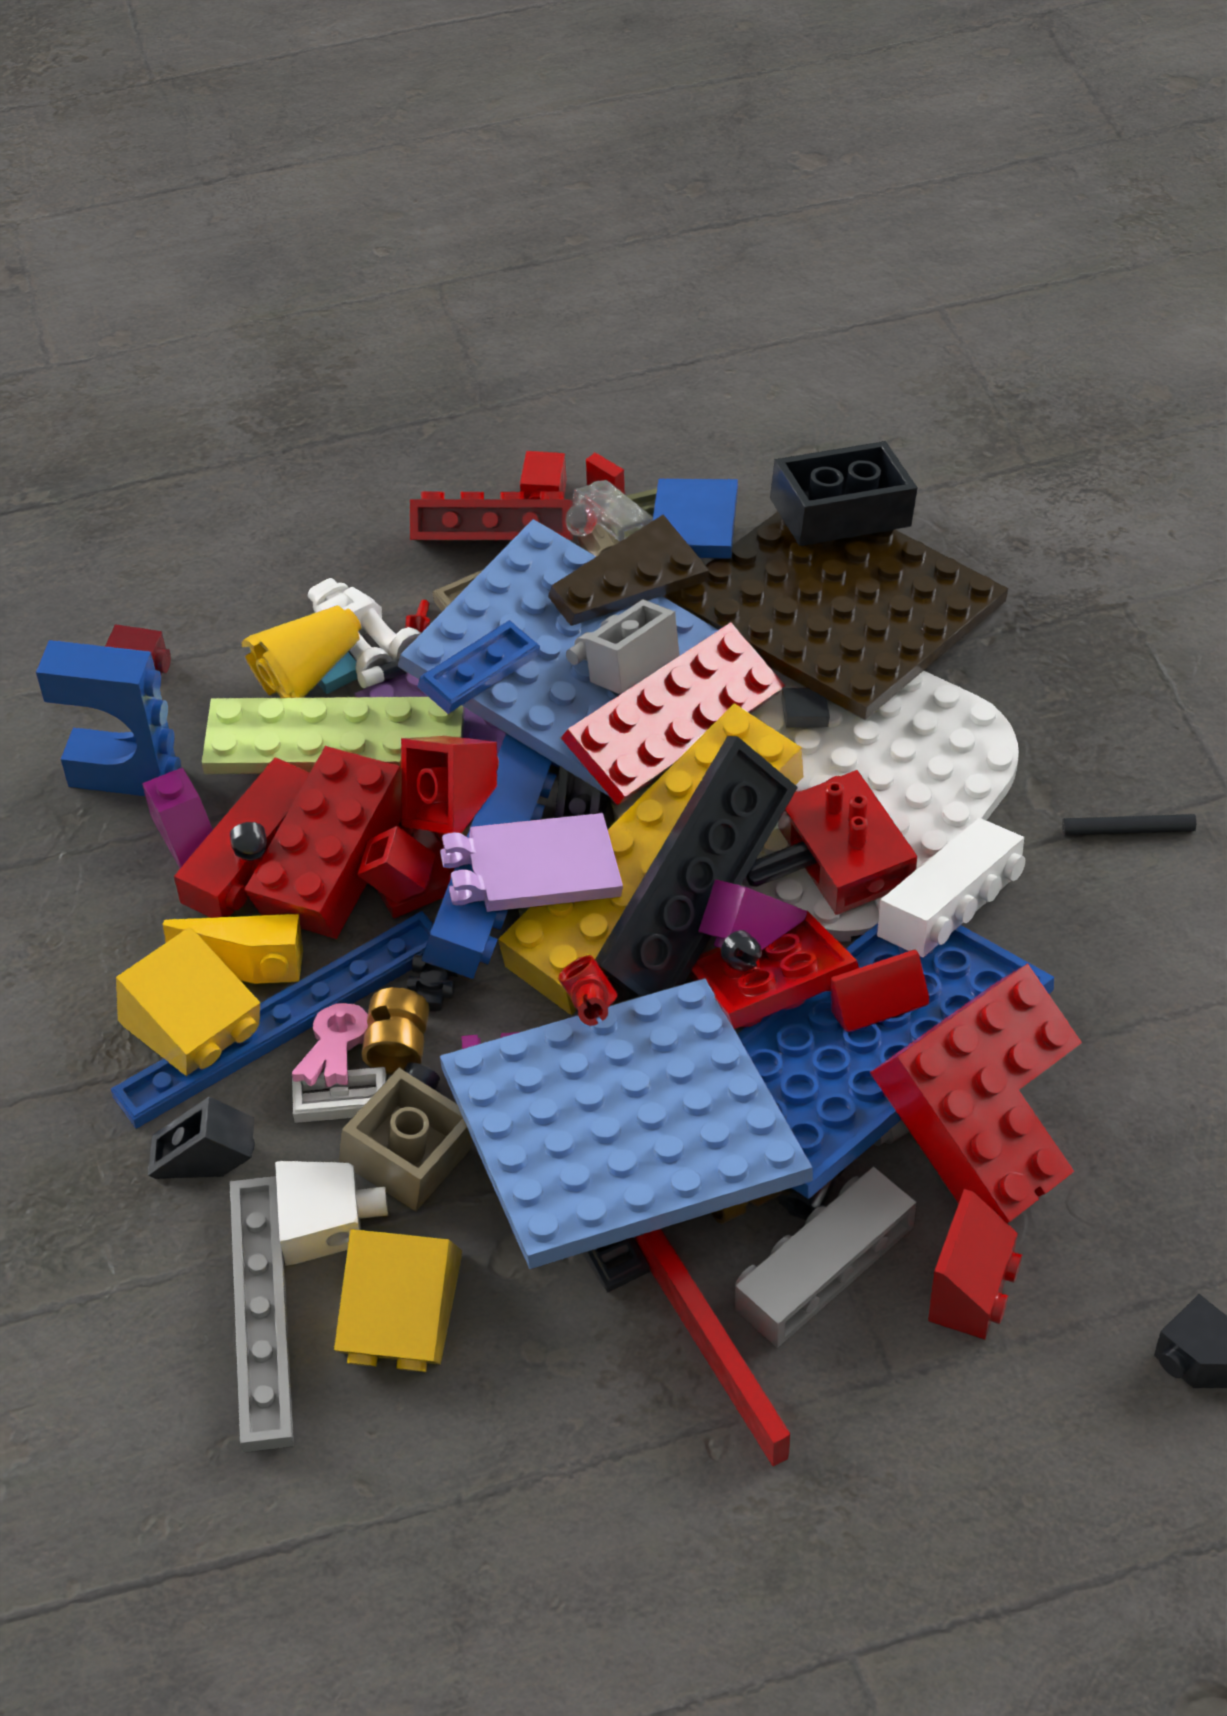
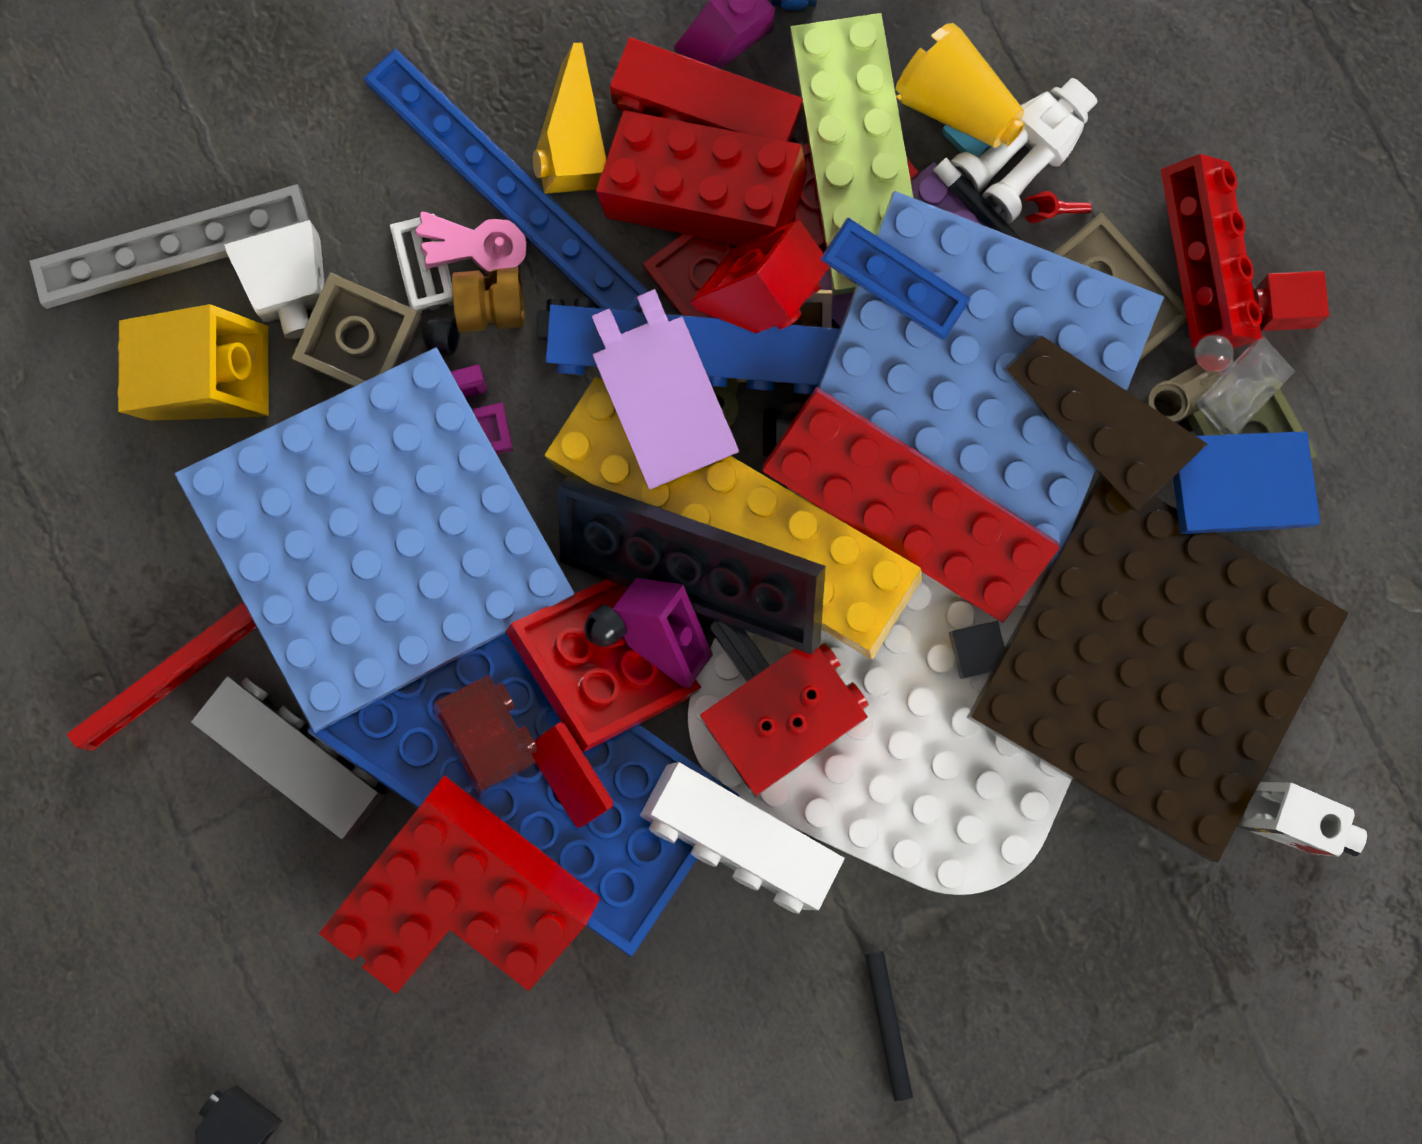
camera: 80 degrees right, 30 degrees up
(186, 1003) = (475, 93): yellow slope -> none
(202, 1142) = (338, 150): black slope -> none
(248, 840) = (668, 99): black hinge -> none
(396, 864) = (669, 254): red brick -> none
(588, 989) = (530, 480): red pin -> none
(601, 469) = (1312, 371): red tile -> none
(628, 646) = (968, 434): light grey brick -> none
(833, 1045) = (485, 733): none -> clear red brick
(843, 493) = (1303, 650): black brick -> none
(974, 1269) = (278, 903): red slope -> none
(980, 517) = (1303, 820): none -> white torso

